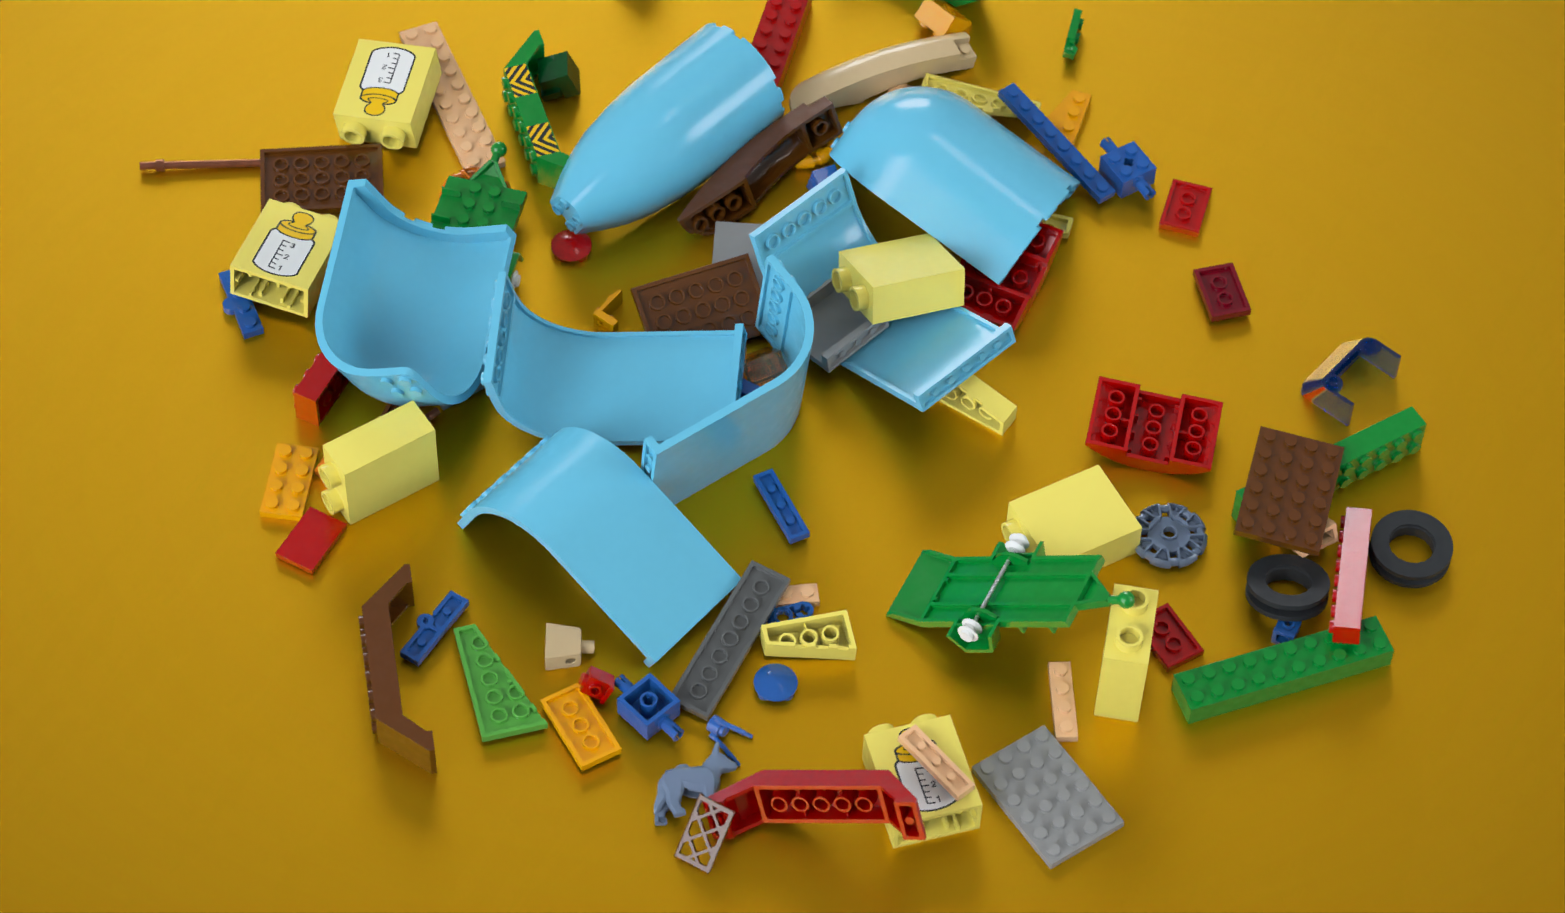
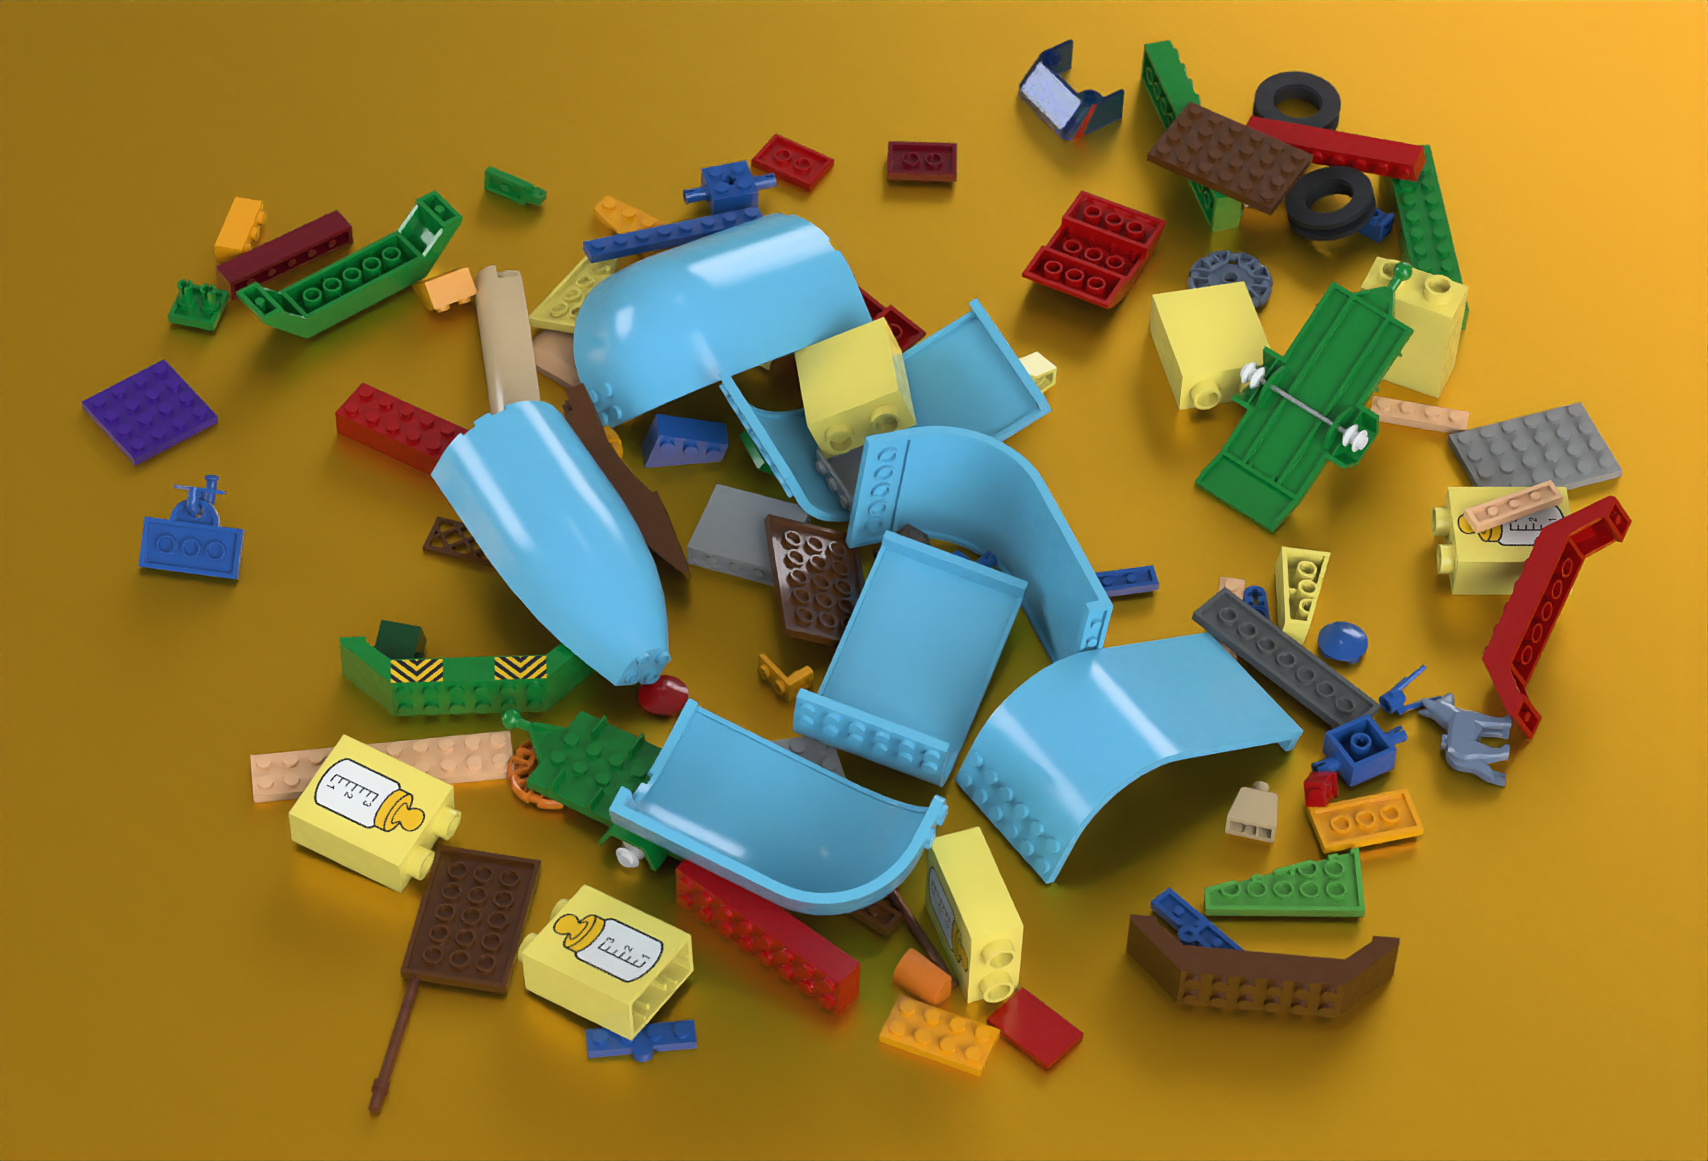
camera: 75 degrees left, 5 degrees down
(722, 830) = (1560, 734): window -> none

